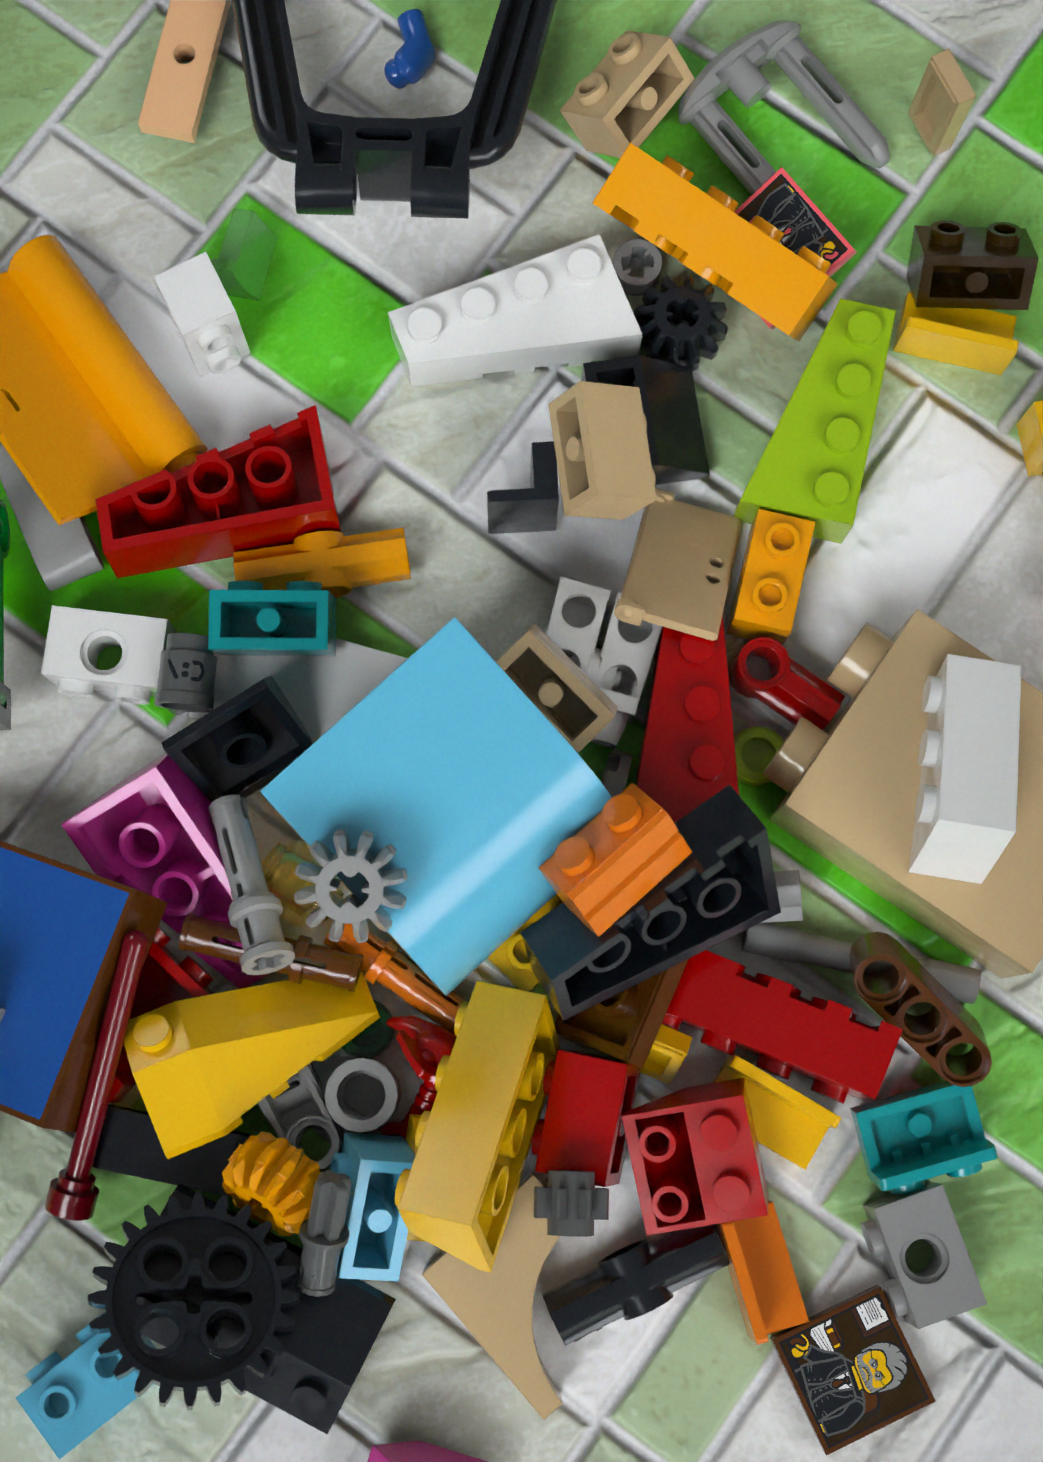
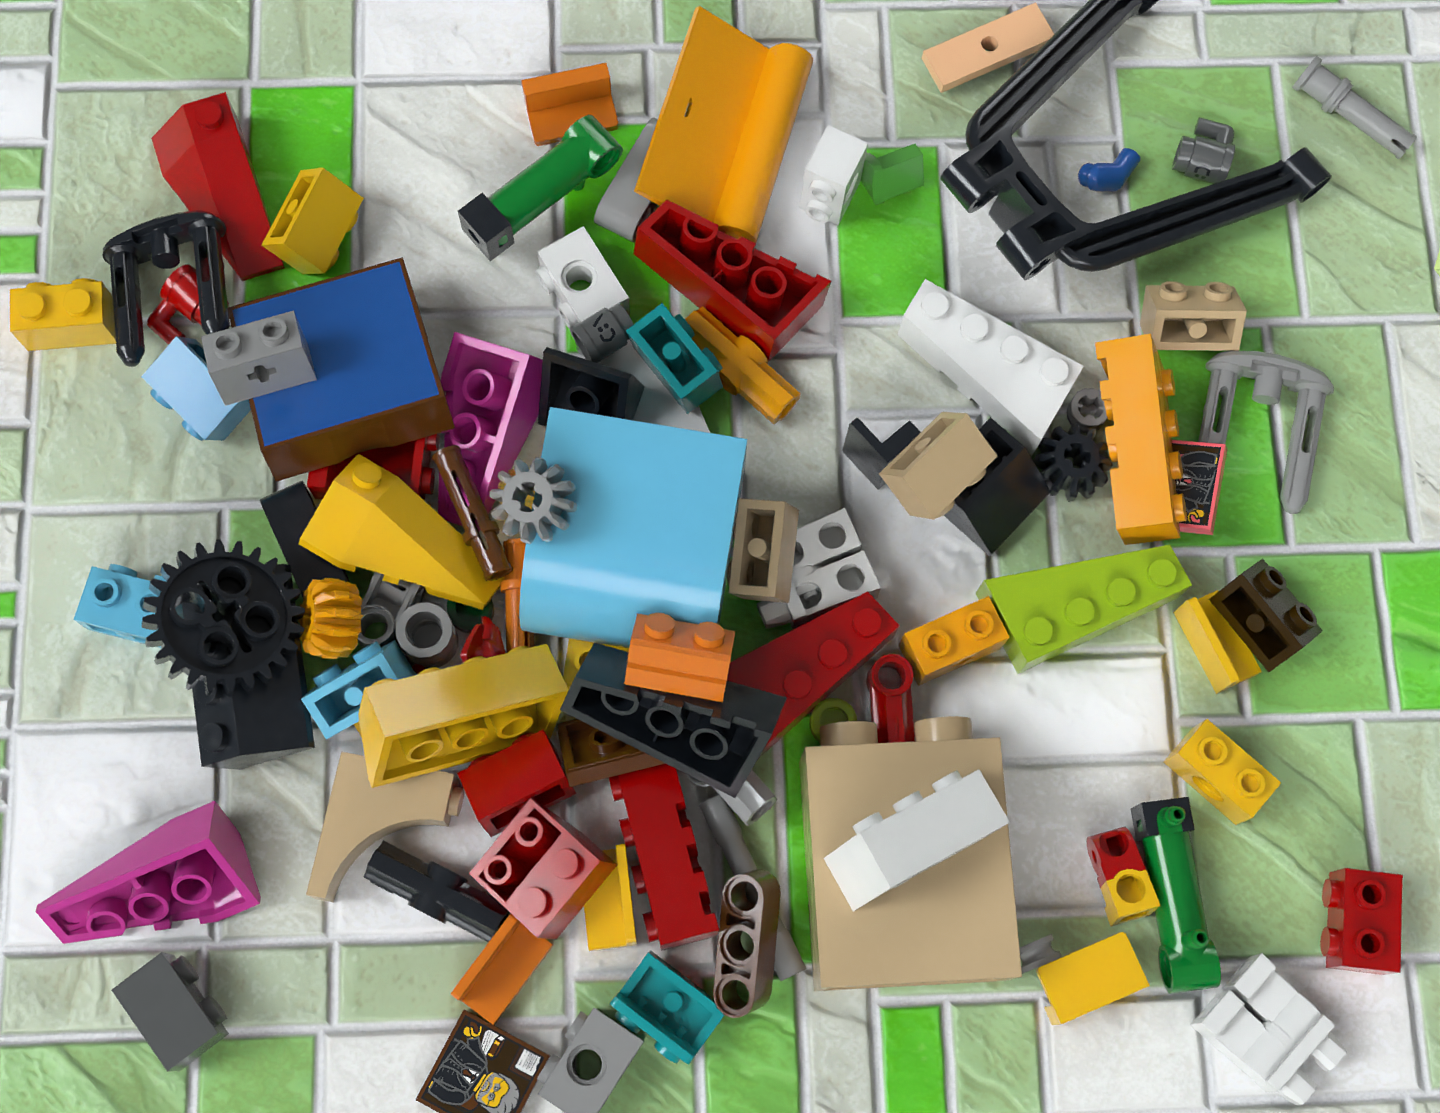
camera: 50 degrees right, 5 degrees down
(74, 1191) = (239, 507): dark red piece -> none
(253, 907) = (473, 495): light grey pin -> none
(324, 1234) = (320, 666): dark grey axle -> none
(571, 1203) = (451, 804): dark grey gear -> none
(616, 771) = (748, 642): light grey tile -> none
(666, 1054) = (593, 801): yellow tile -> none
(672, 567) = (905, 572): tan door -> none
(941, 102) = (1357, 512): tan tile -> none

